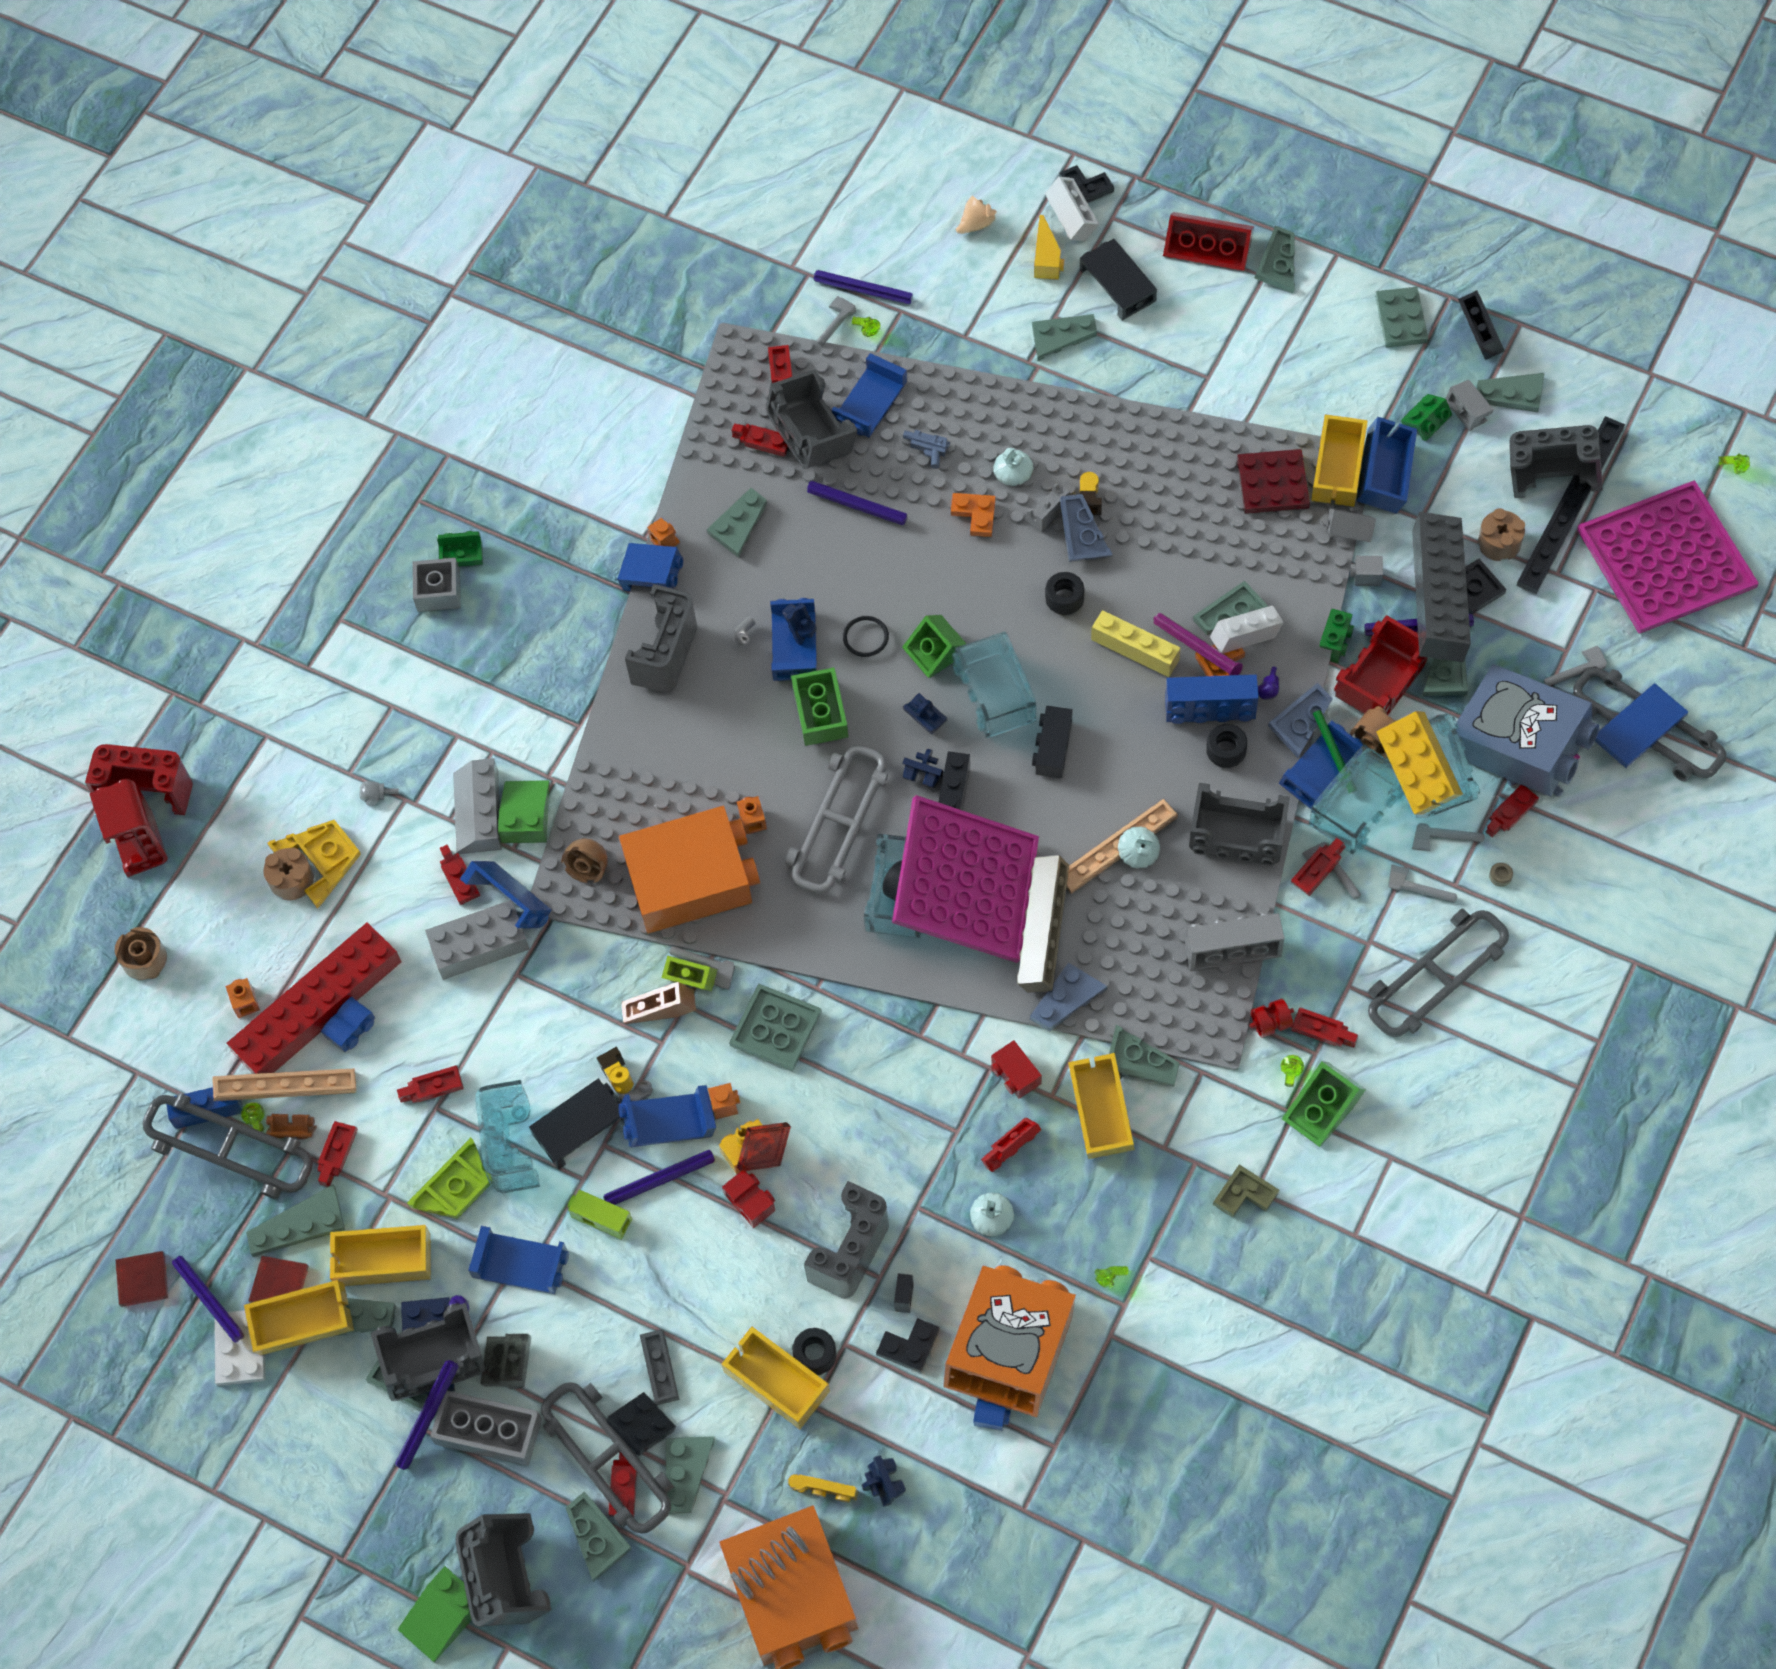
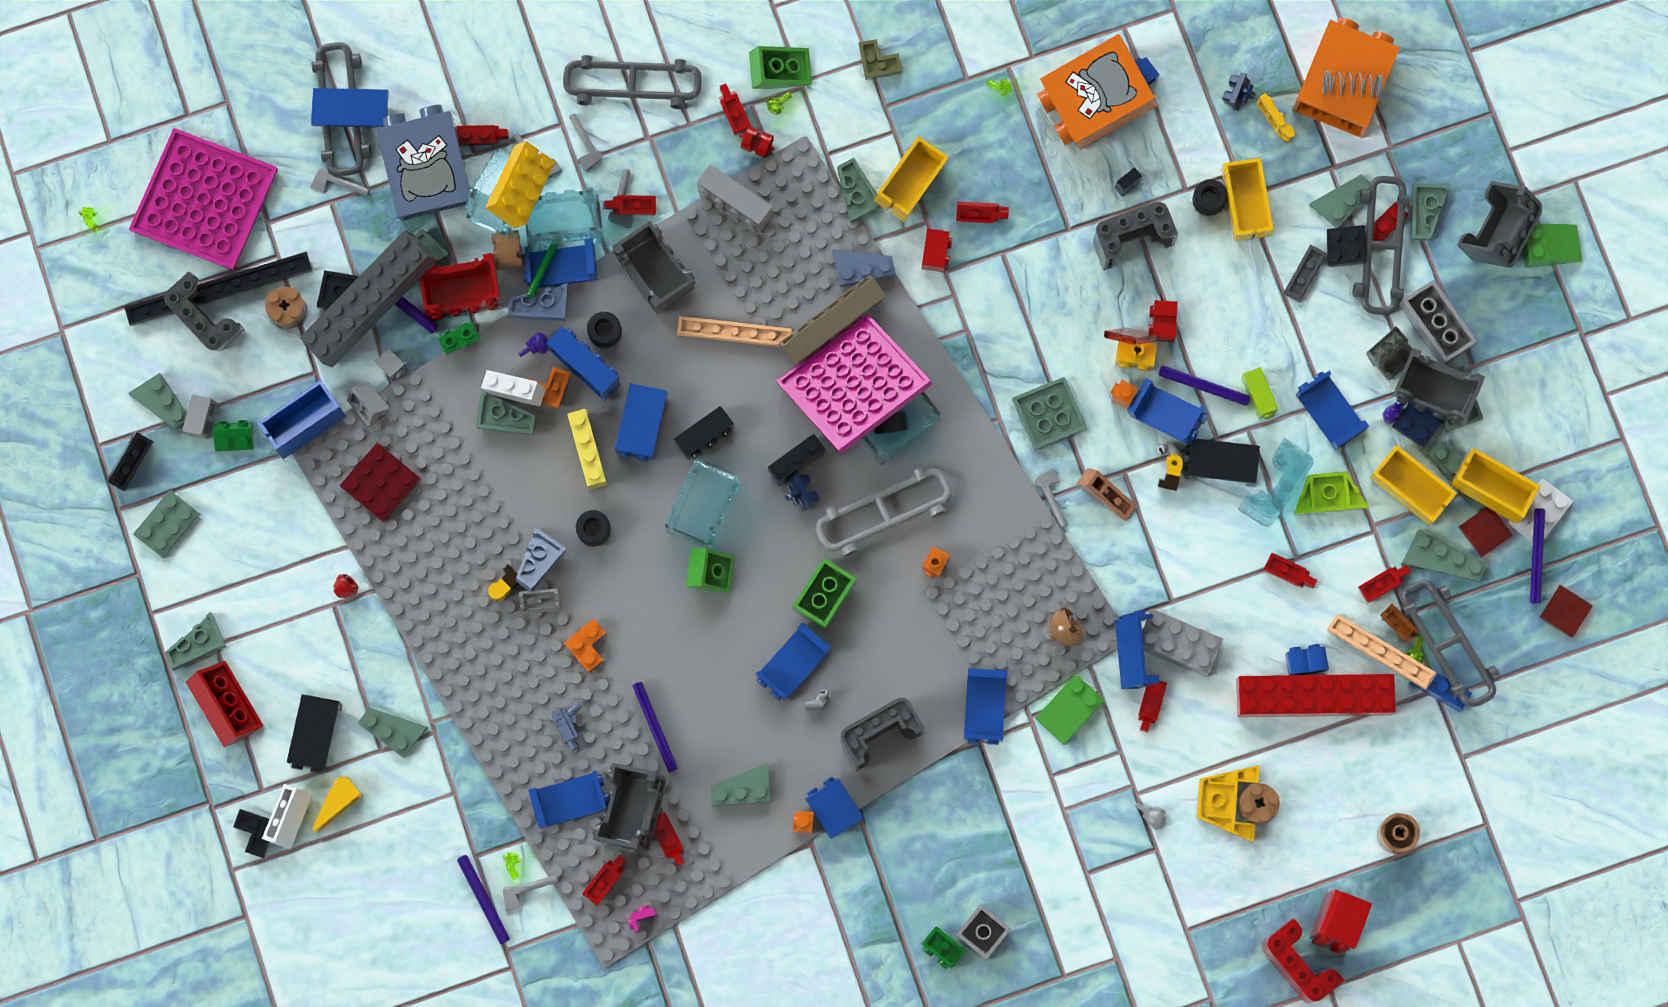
camera: 140 degrees left, 15 degrees up
(242, 997) = (1357, 743): orange brick -> none
(426, 1414) = (1468, 356): dark purple axle -> none
(477, 807) = (1099, 739): light grey slope -> none
(597, 745) = (985, 706): none -> blue panel
(689, 868) = (1010, 557): orange brick -> none
(689, 973) = (1071, 493): lime brick -> none
(726, 368) = (643, 913): none -> dark pink bracket
(799, 622) = (782, 661): dark blue hips -> none
(869, 654) = (738, 640): black tyre -> none
(911, 1352) = (1152, 148): black plate -> none
(925, 713) = (764, 527): dark blue hips -> none
(975, 216) = (354, 877): light nougat hat -> none
(991, 1222) = (1031, 191): light aqua hair -> none
(1013, 467) = (532, 662): light aqua hair -> none
(1116, 703) = (640, 422): none -> blue panel
(1131, 850) = (724, 315): light aqua hair -> none
(1198, 645) = (552, 410): magenta axle -> none
(1212, 390) = (345, 586): none -> red cone
(1339, 460) = (328, 449): yellow piece -> none
(1501, 874) = (530, 104): dark tan tile -> none

